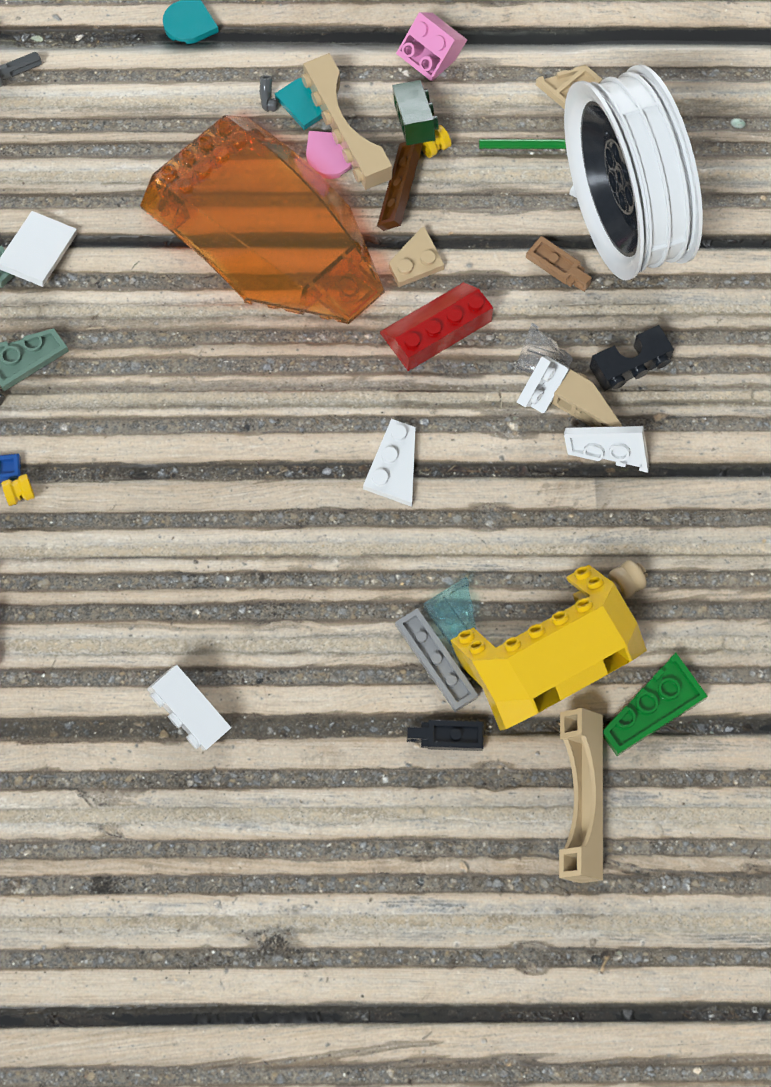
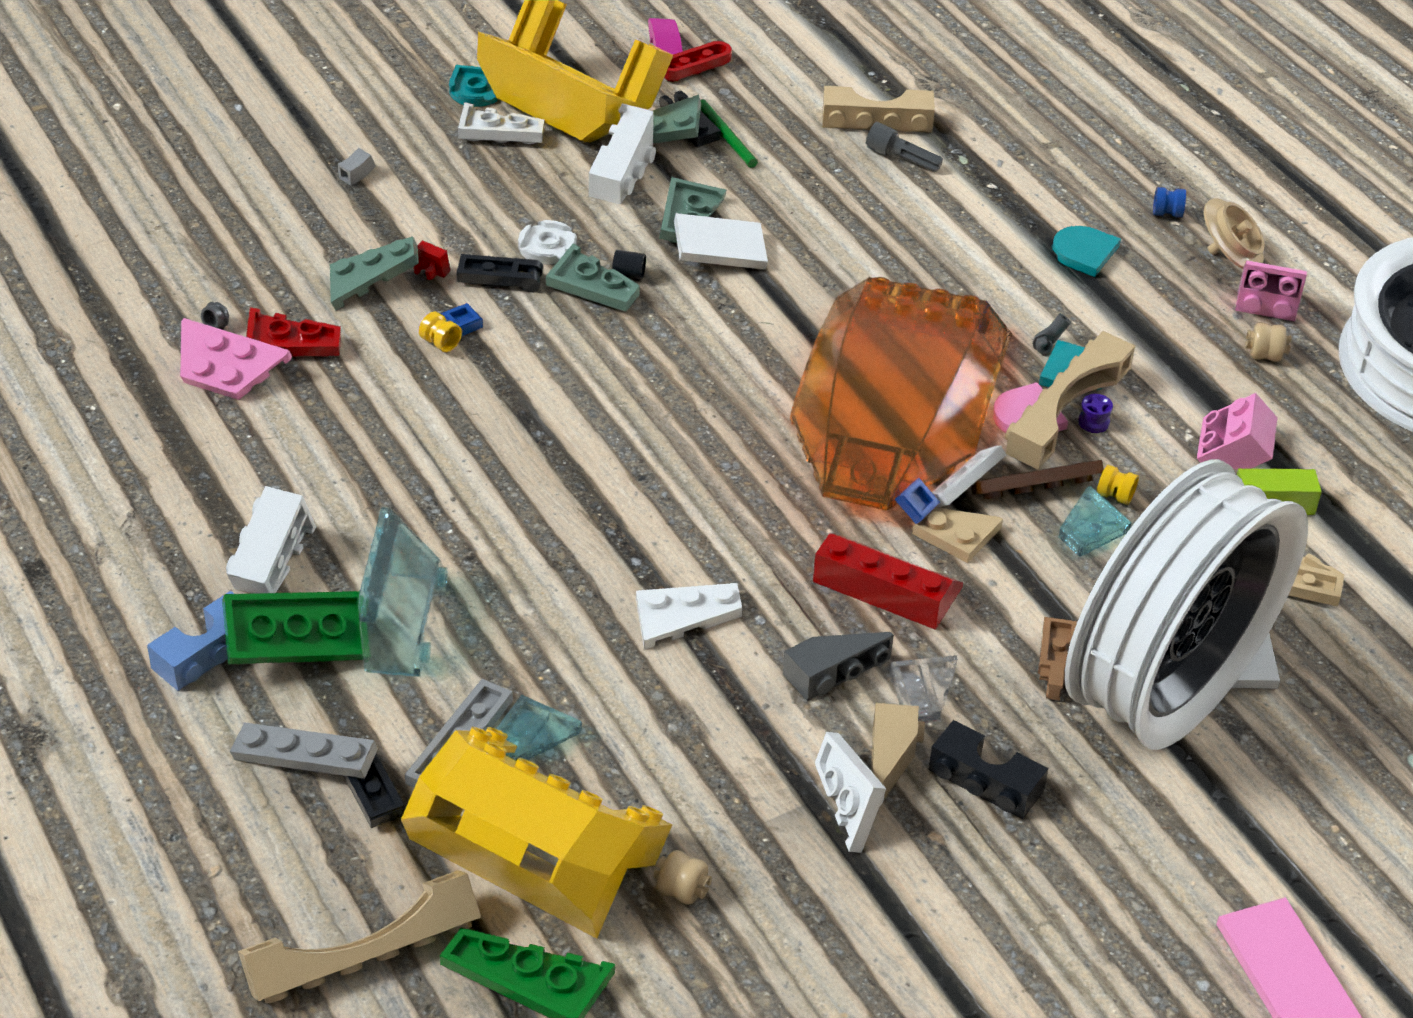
camera: 60 degrees right, 25 degrees down
(22, 323) = (630, 264): none -> black beam
(250, 767) = (184, 657): none -> medium blue arch
(287, 724) = (292, 627): none -> green plate
(301, 638) = (397, 598): none -> clear light blue windscreen
(358, 107) = (1095, 413): none -> dark purple wheel
(375, 227) = (968, 474): none -> white tile
(387, 268) = (917, 500): none -> blue tile
(400, 765) = (304, 750): none -> light grey plate
(415, 112) = (1130, 444): brick -> none
(454, 176) = (1092, 523): none -> clear light blue wing
(493, 55) = (1286, 485): none -> lime brick
(494, 402) = (830, 660): none -> dark grey slope
(543, 384) = (877, 680): white bracket -> none

